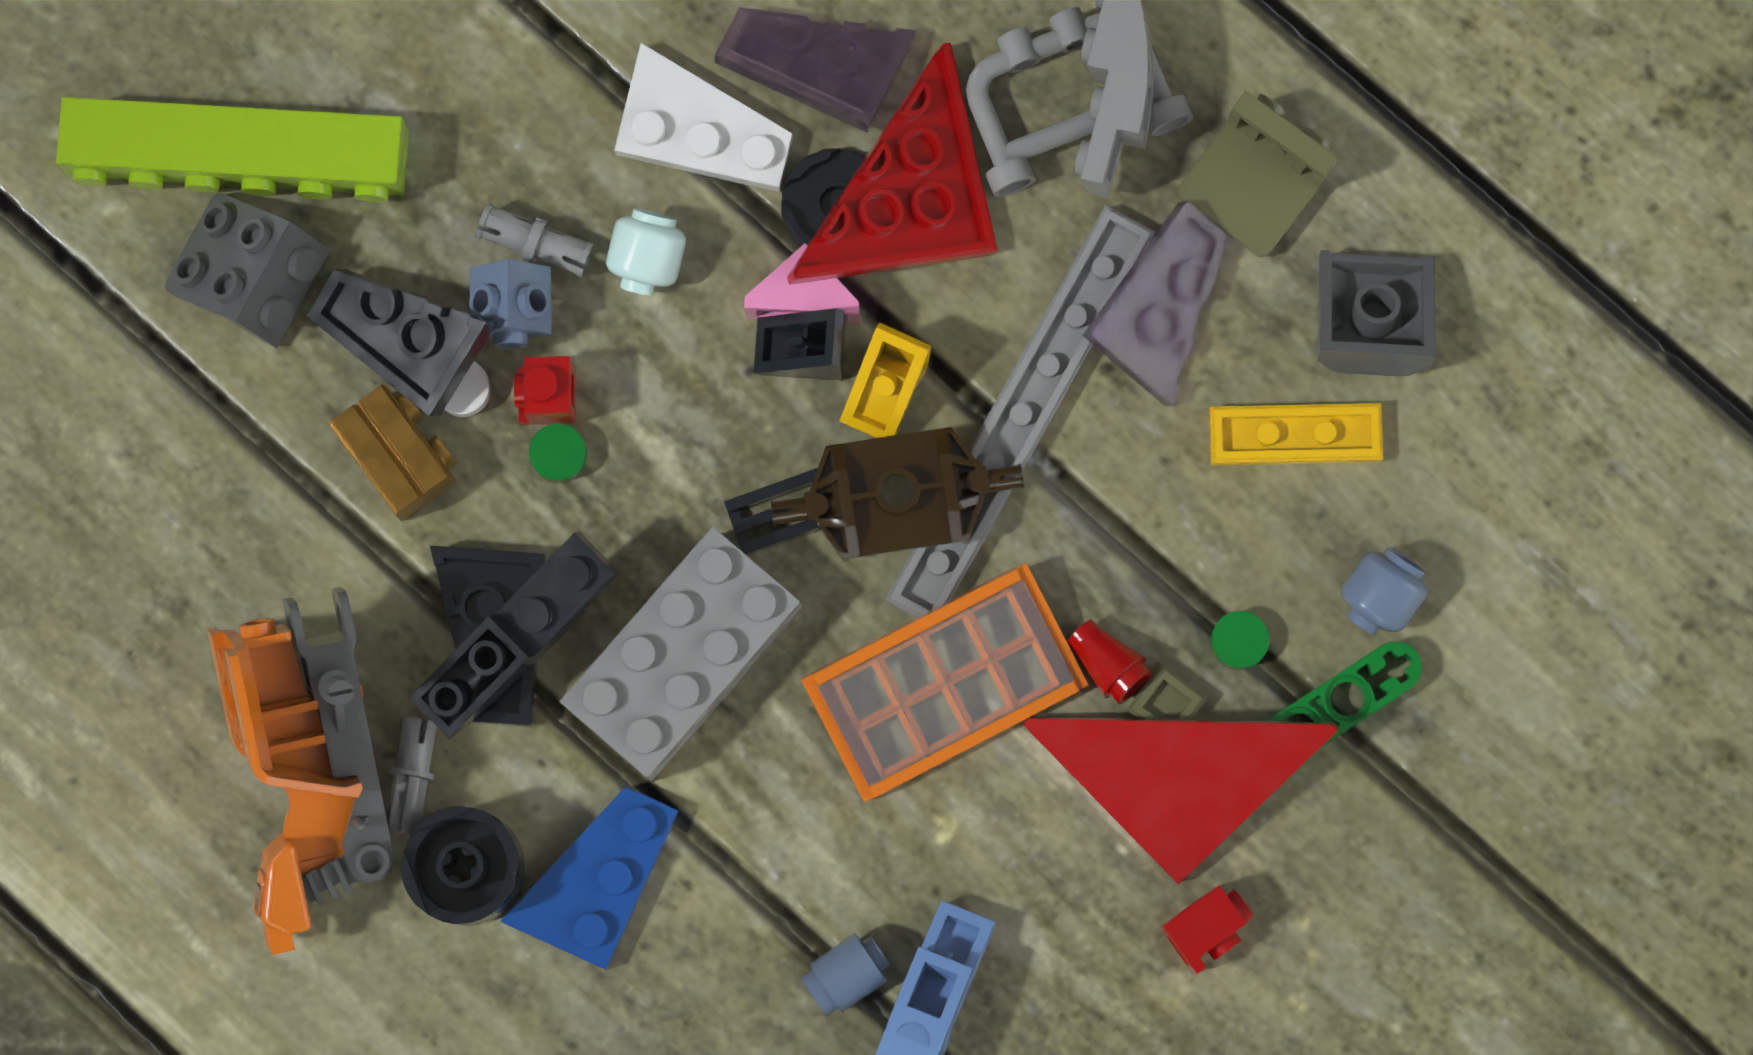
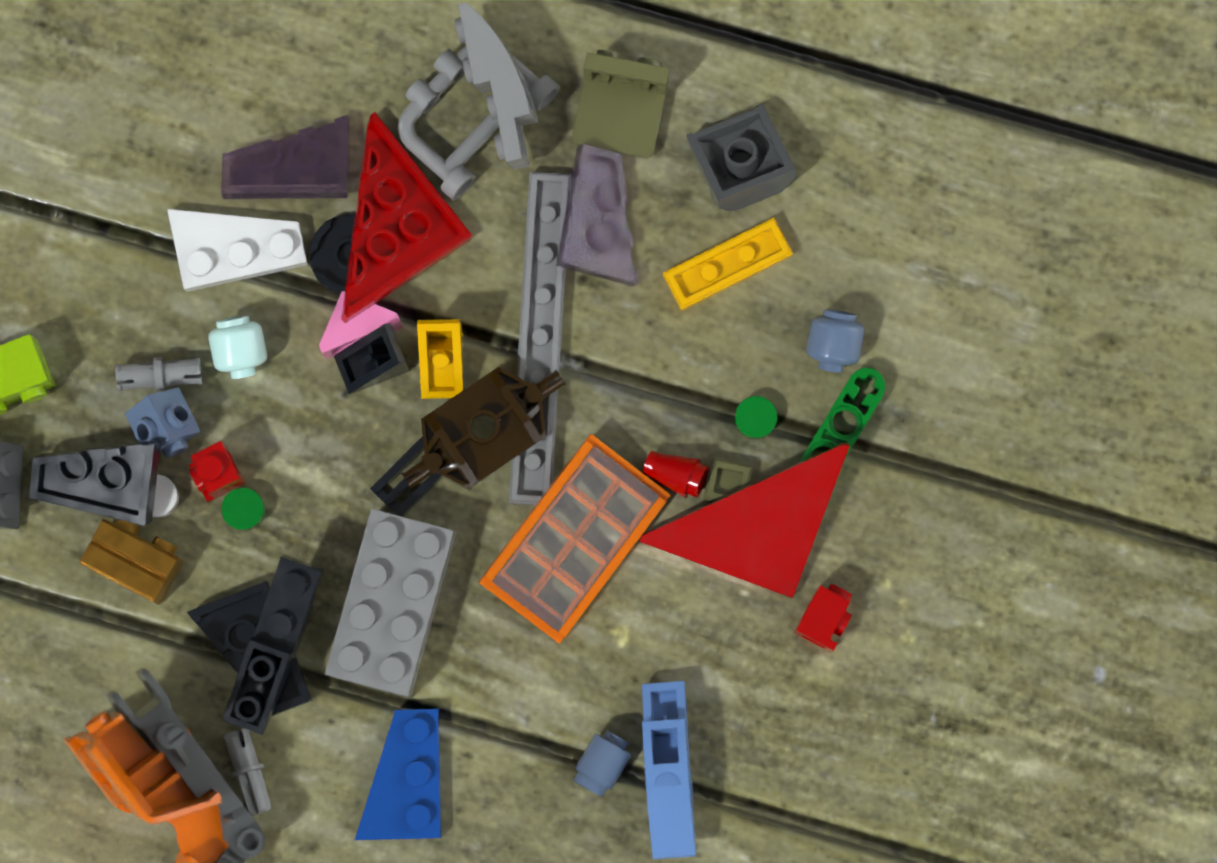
camera: 30 degrees left, 0 degrees up
(434, 850) = (287, 815): black brick -> none

